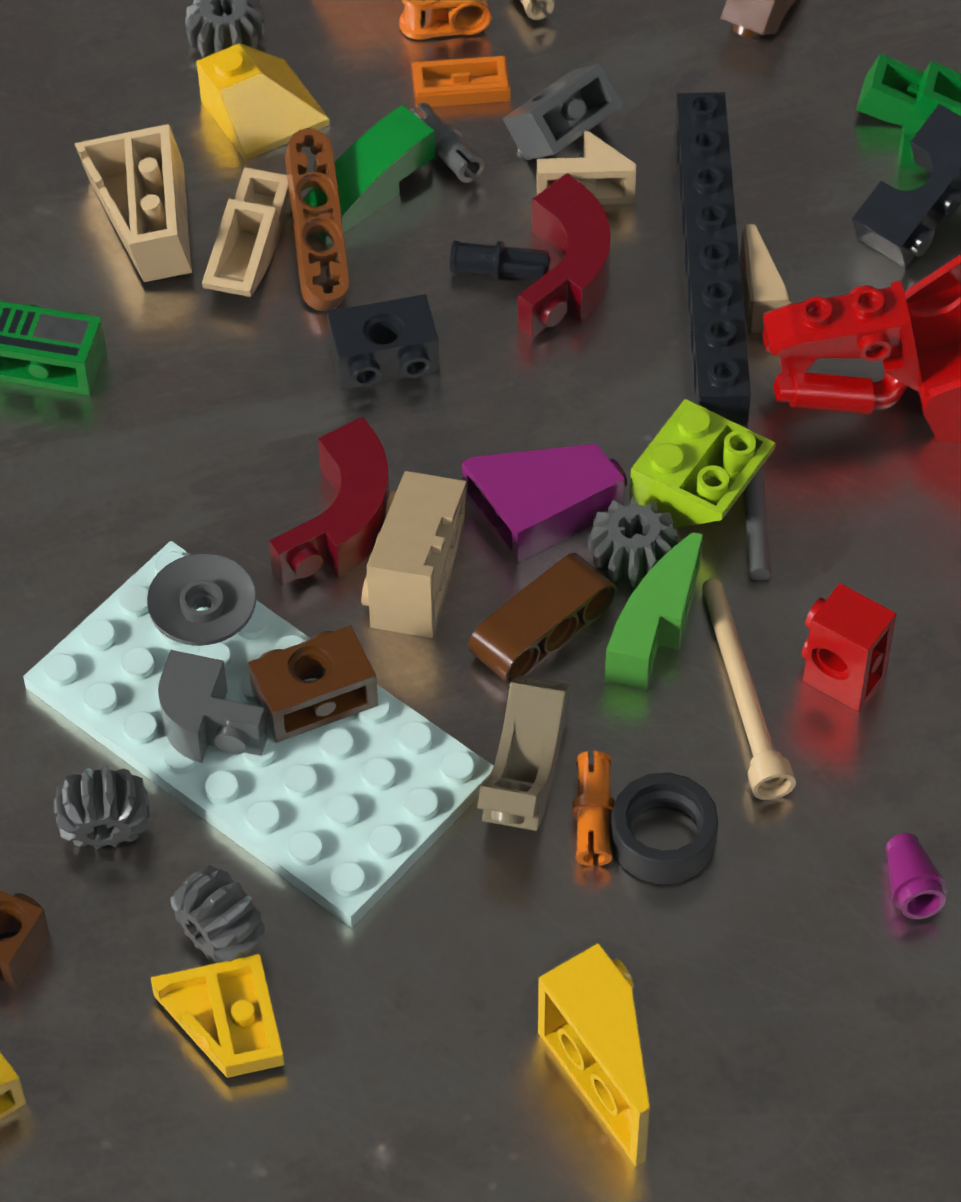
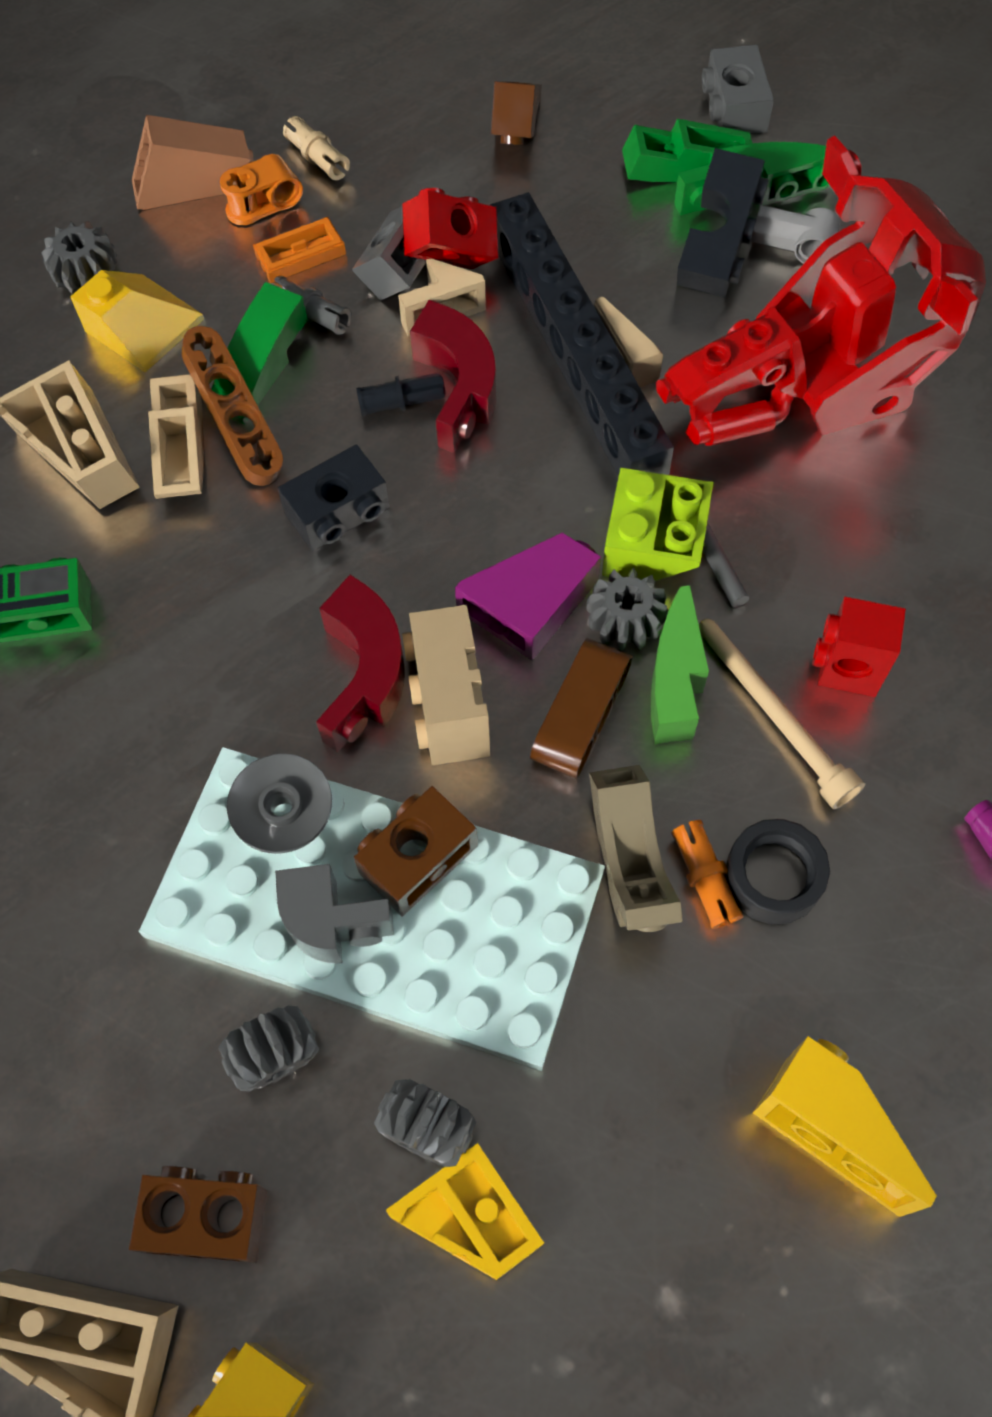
camera: 20 degrees left, 10 degrees up
(595, 107) = (450, 229): none -> red brick

